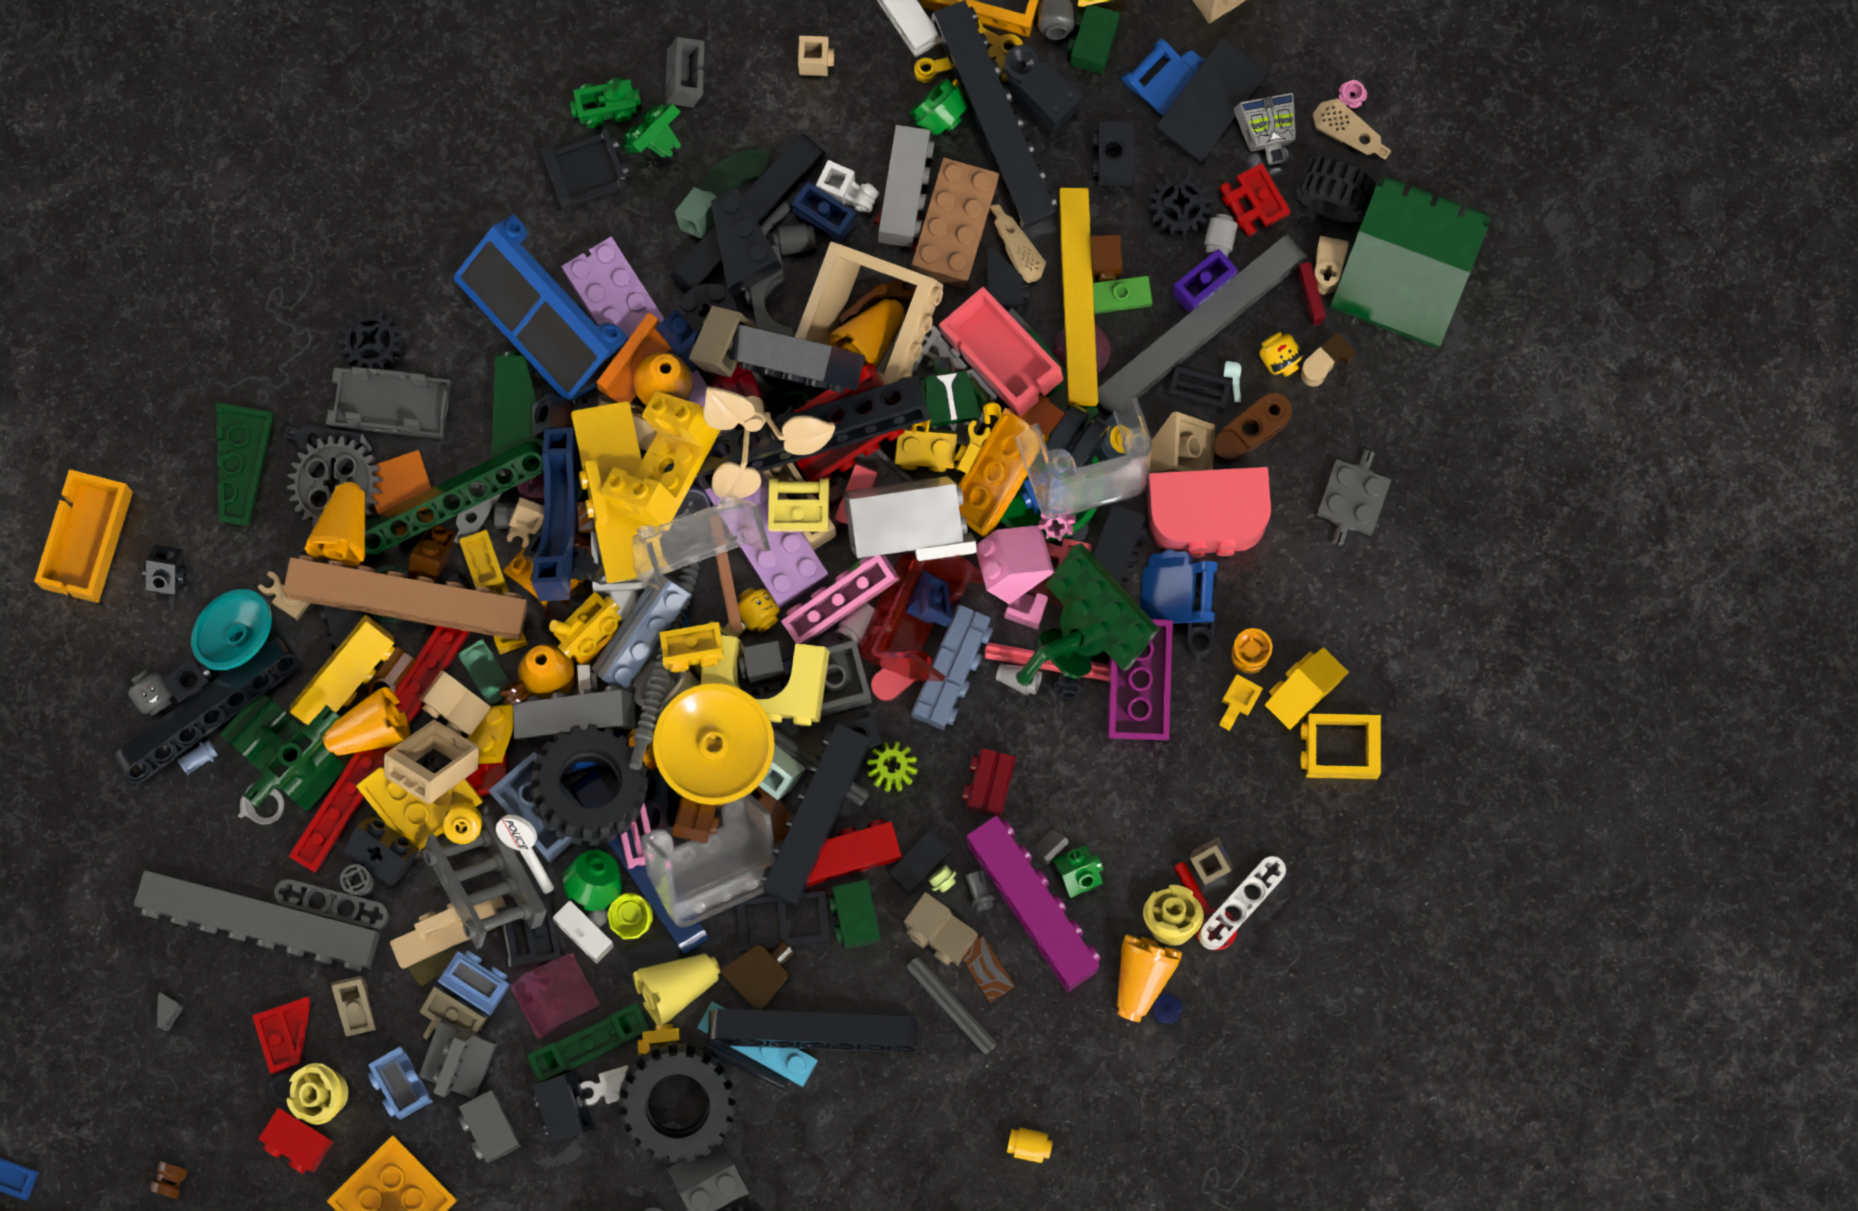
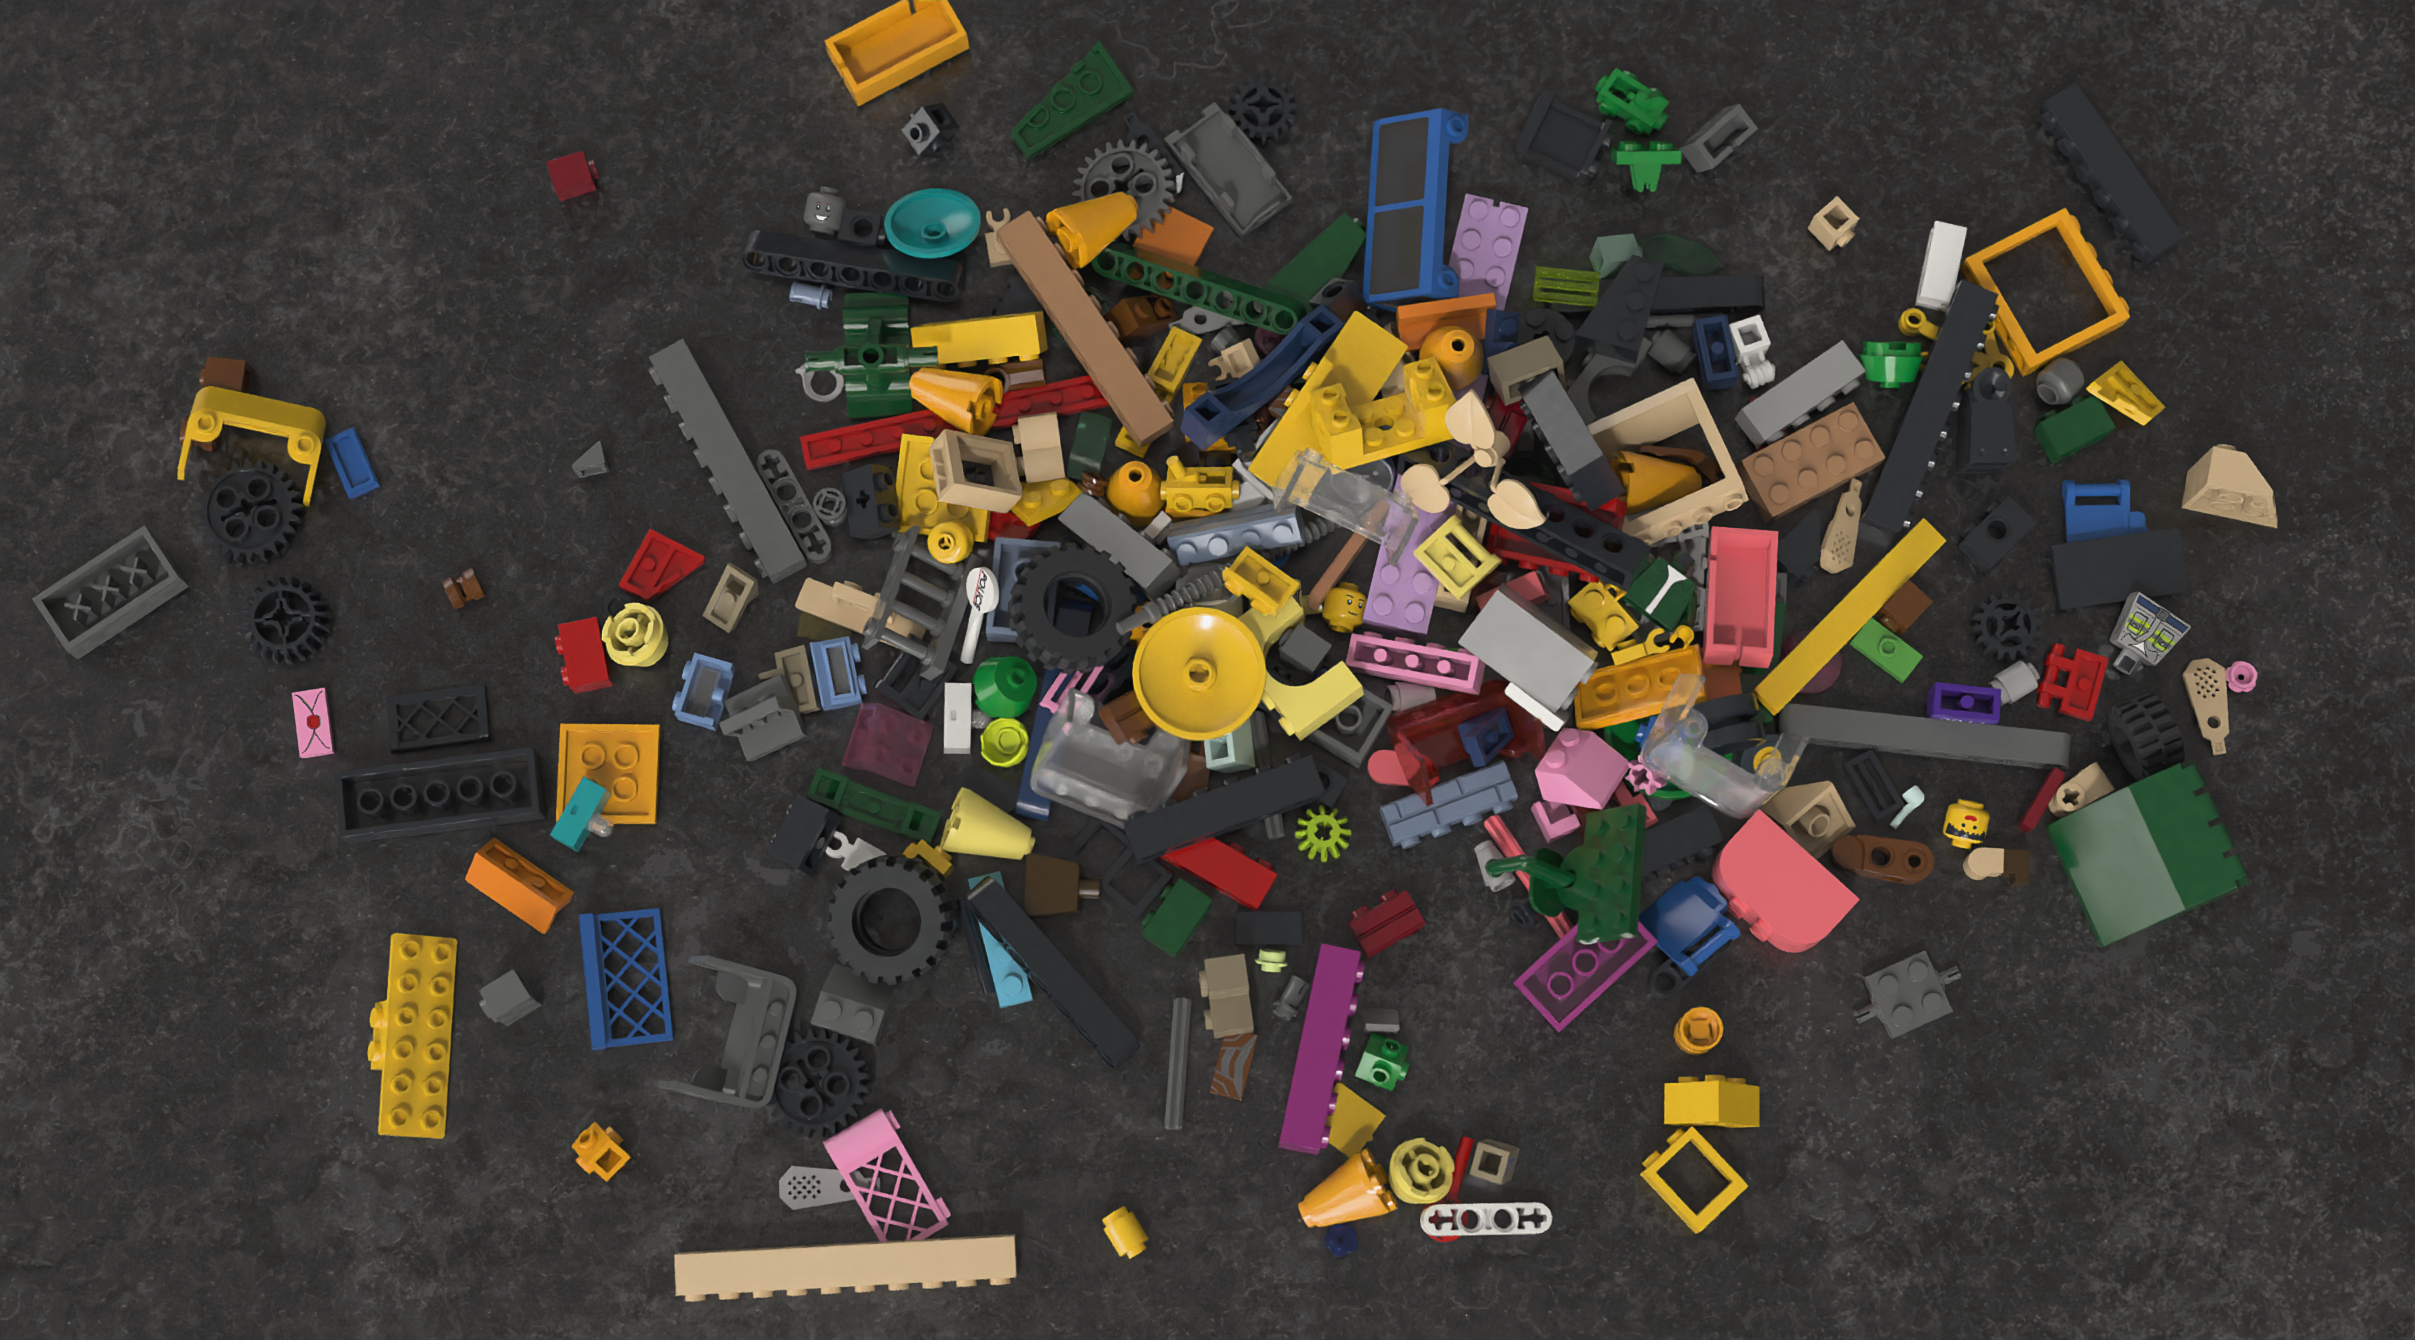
camera: 45 degrees right, 0 degrees up
(489, 1127) = (735, 792): dark grey brick -> none
(672, 260) = (1563, 285): none -> clear neon green tile
(1098, 928) = (1352, 1121): none -> yellow piece
(1240, 698) = (1651, 1058): yellow plate -> none

